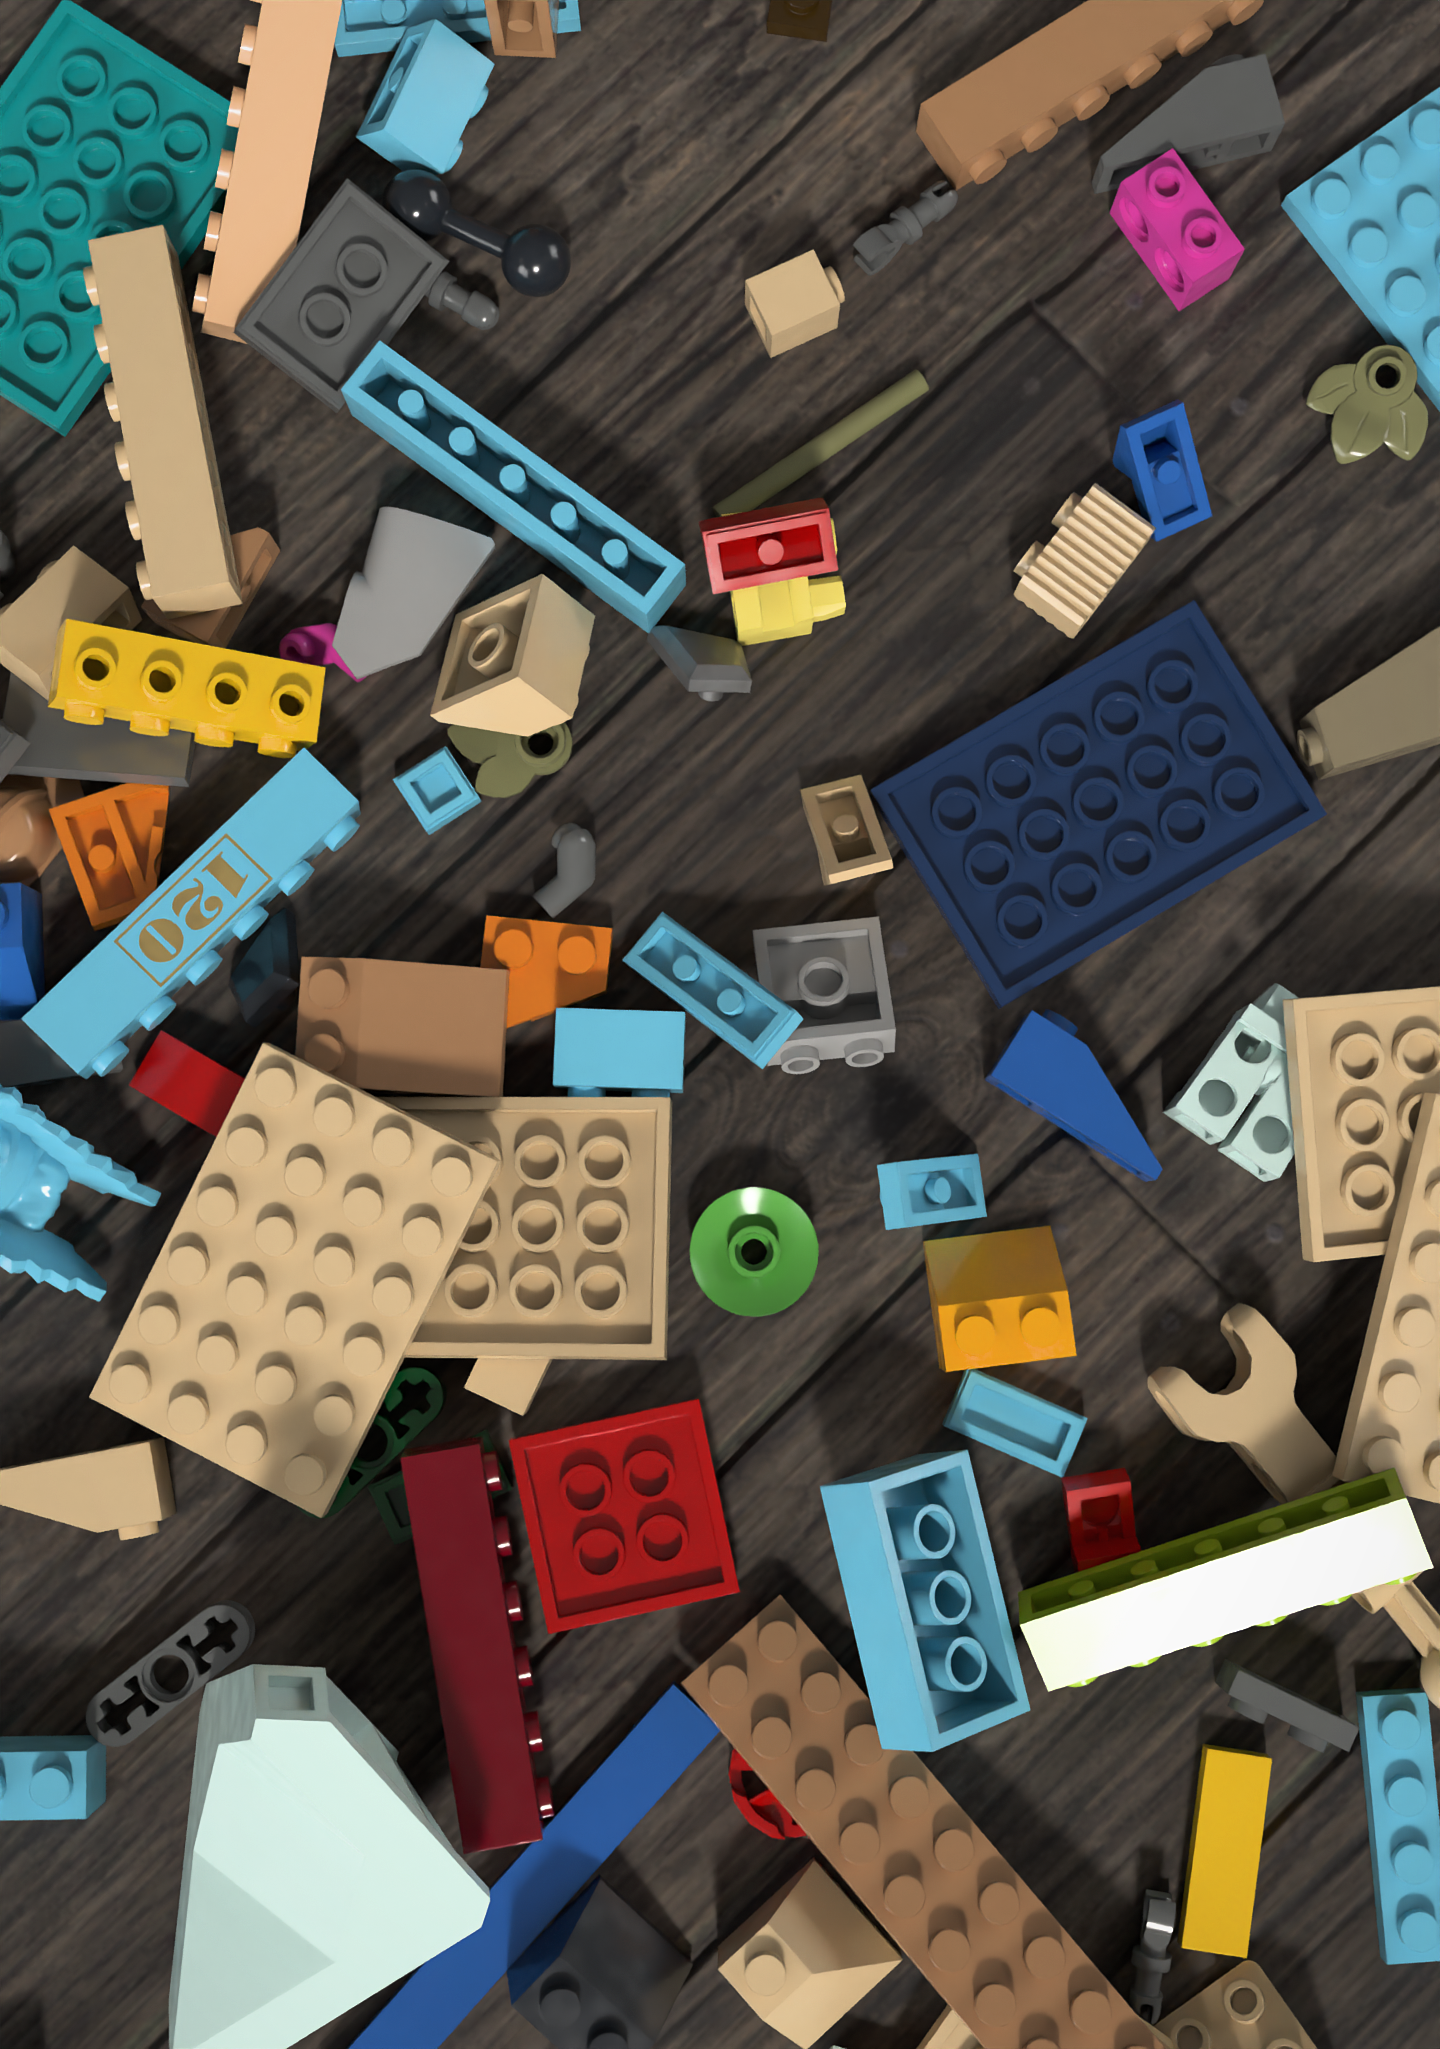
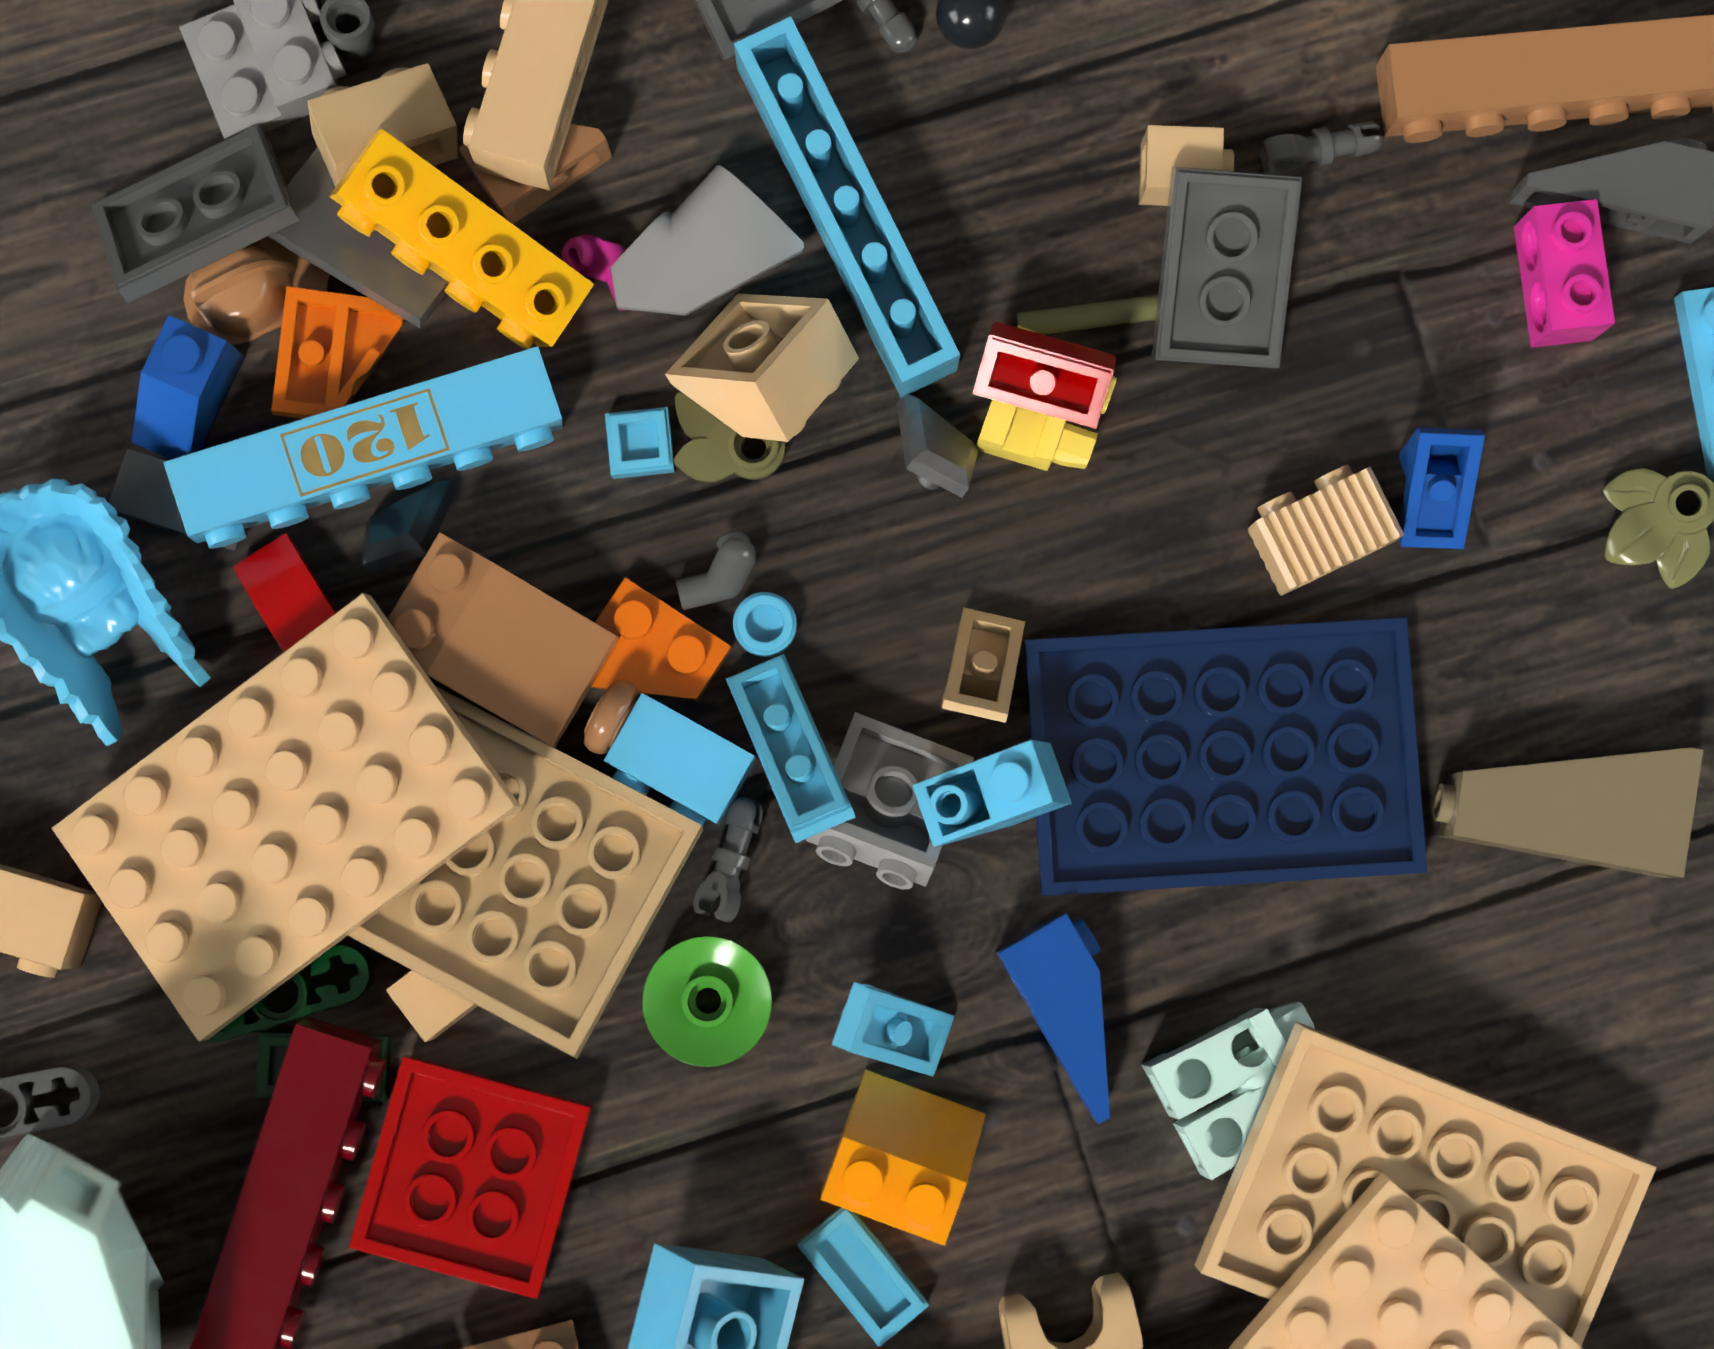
camera: 25 degrees right, 0 degrees up
(538, 1044) = (610, 716): none -> medium nougat piece
(631, 894) = (765, 624): none -> medium azure tile
(702, 1076) = (743, 820): none -> dark grey piece
(878, 371) = (1226, 267): none -> dark grey tile
(912, 937) = (992, 793): none -> medium azure slope

